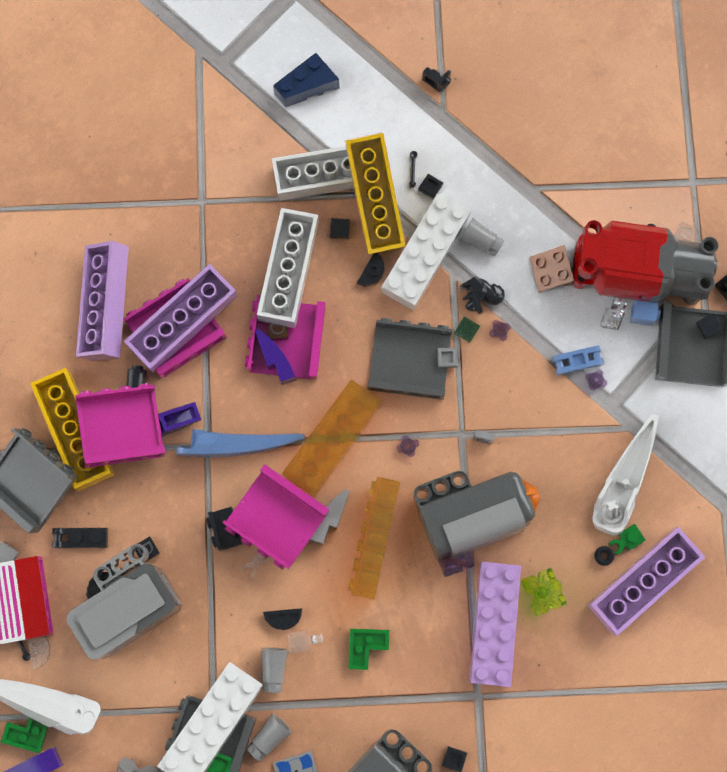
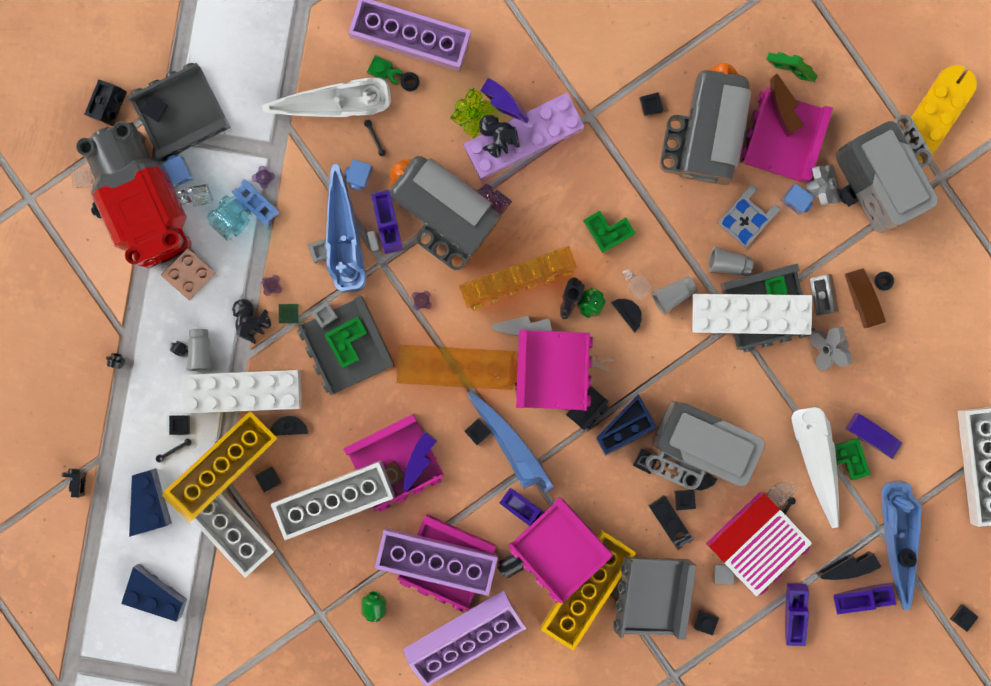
camera: 115 degrees left, 10 degrees up
(90, 561) = (685, 499): none -> black plate
(179, 246) = (373, 606): none -> green head
(185, 551) = (626, 427): none -> dark blue wedge
(266, 423) = (477, 431): none -> black tile
(312, 590) = (591, 303): none -> green head
(329, 575) = (571, 296): none -> black animal
(378, 117) = (148, 505): none -> dark blue wedge
(417, 357) = (341, 339): none -> green plate
(492, 458) = (387, 222): none -> dark purple slope
(494, 223) = (178, 348): none -> black plate
(500, 411) = (342, 237): none -> medium blue piece
(503, 388) = (318, 250): none -> light grey tile
(509, 604) = (502, 133): none -> black animal
(515, 168) = (115, 360): none -> black plate
(537, 626) = (503, 100): none -> dark purple slope
(549, 459) = (358, 175): none -> medium blue brick
(578, 329) = (229, 217): none -> clear light blue brick
(588, 497) = (368, 124): none -> black hinge

